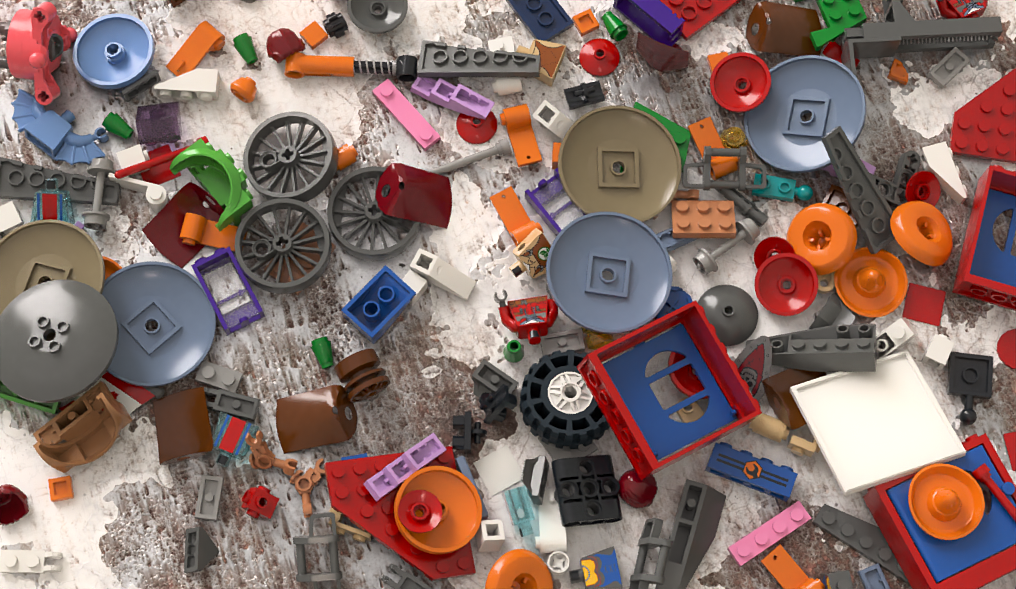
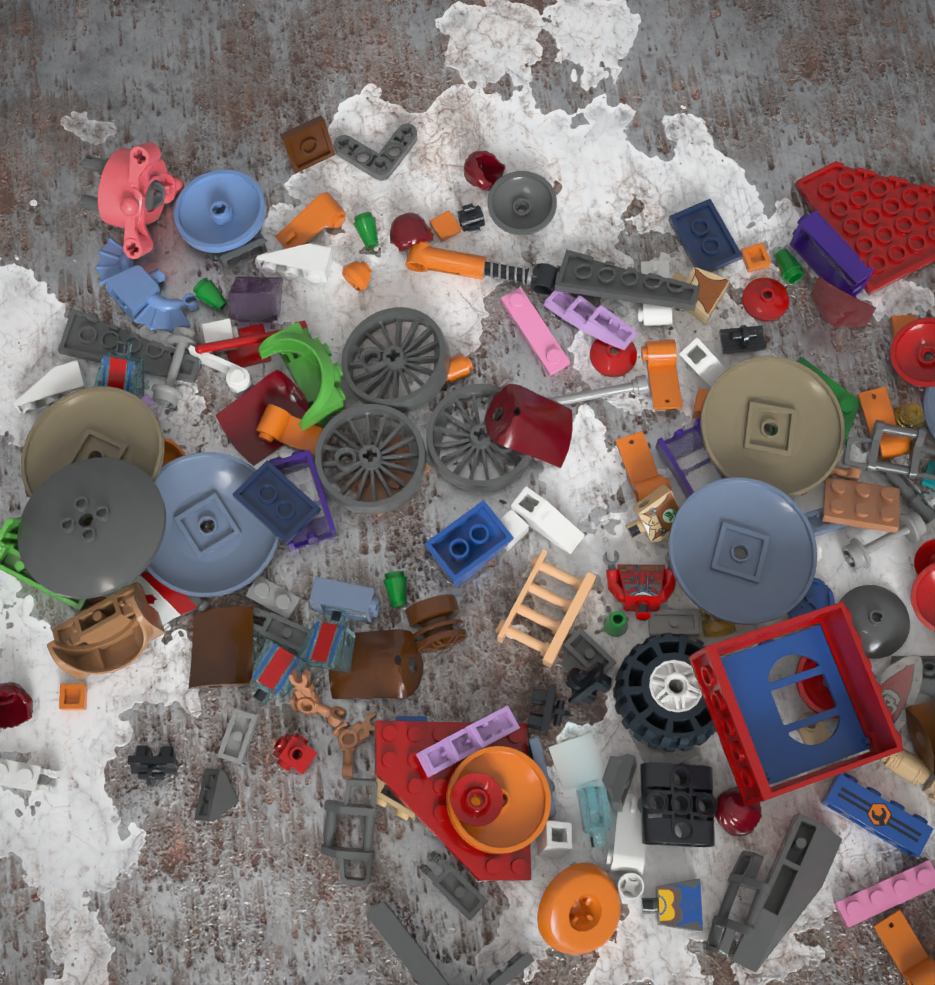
camera: 15 degrees right, 0 degrees up
(141, 534) = (153, 767): none -> black hips
(208, 295) = (276, 502): none -> dark blue plate
(274, 408) = (329, 644): none -> clear light blue torso
(281, 368) = (353, 600): none -> sand blue window
(472, 343) = (570, 607): none -> light nougat fence

